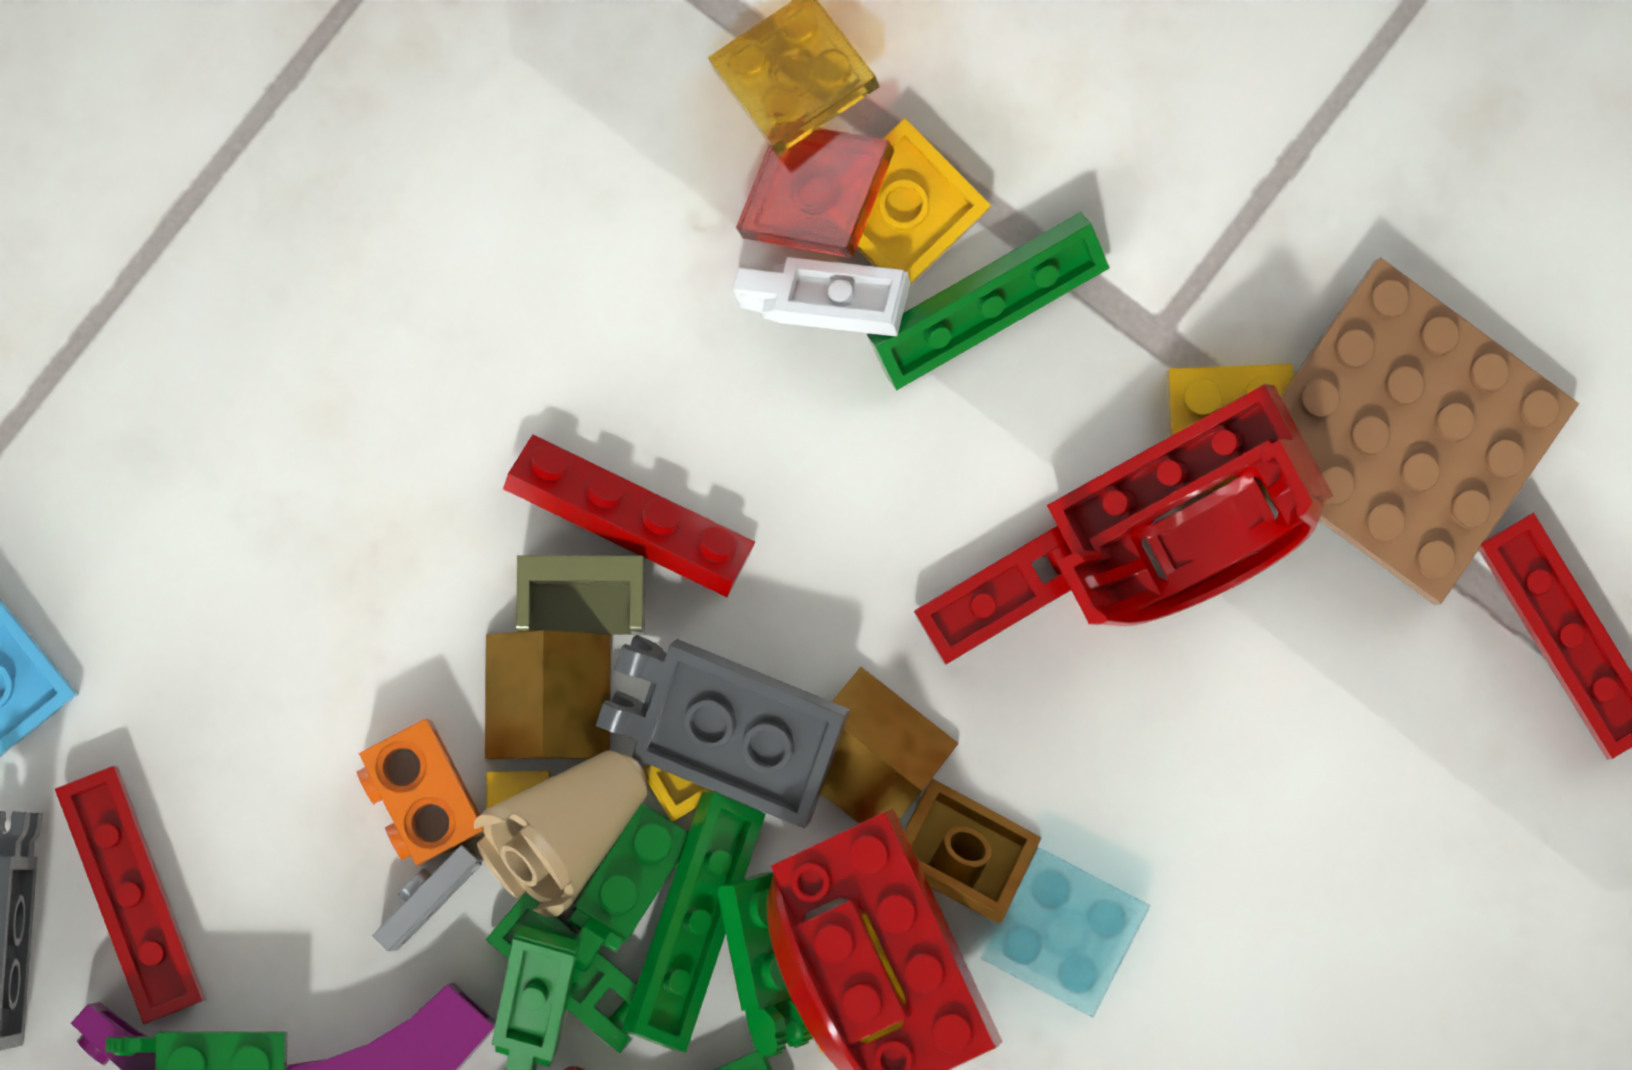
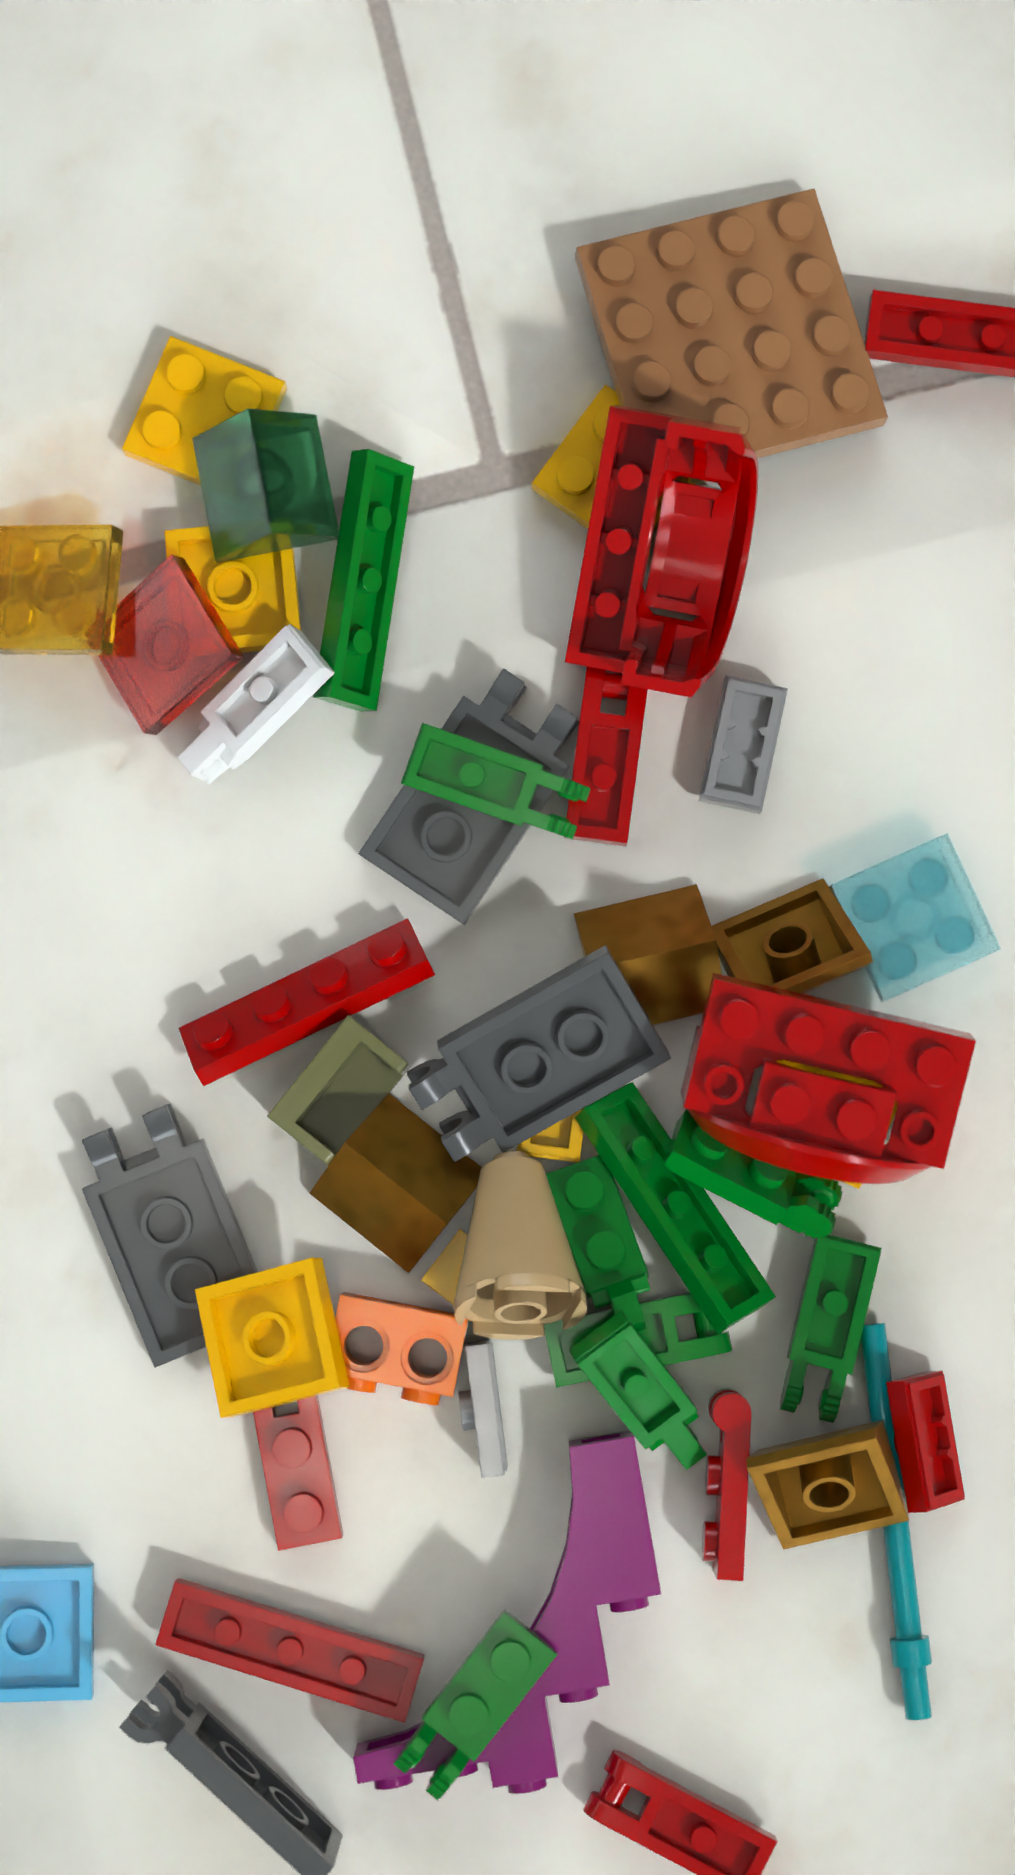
camera: 45 degrees left, 0 degrees up
(277, 782) = (298, 1475): none -> plate
(352, 692) = (271, 1337): none -> yellow plate
(368, 560) = (165, 1230): none -> dark grey tile
(884, 517) = (452, 850): none -> dark grey tile
(906, 518) = (486, 779): none -> green hinge
(1001, 167) = (265, 484): none -> clear green slope
(1019, 77) = (189, 396): none -> yellow plate
(1095, 693) = (743, 744): none -> light grey plate

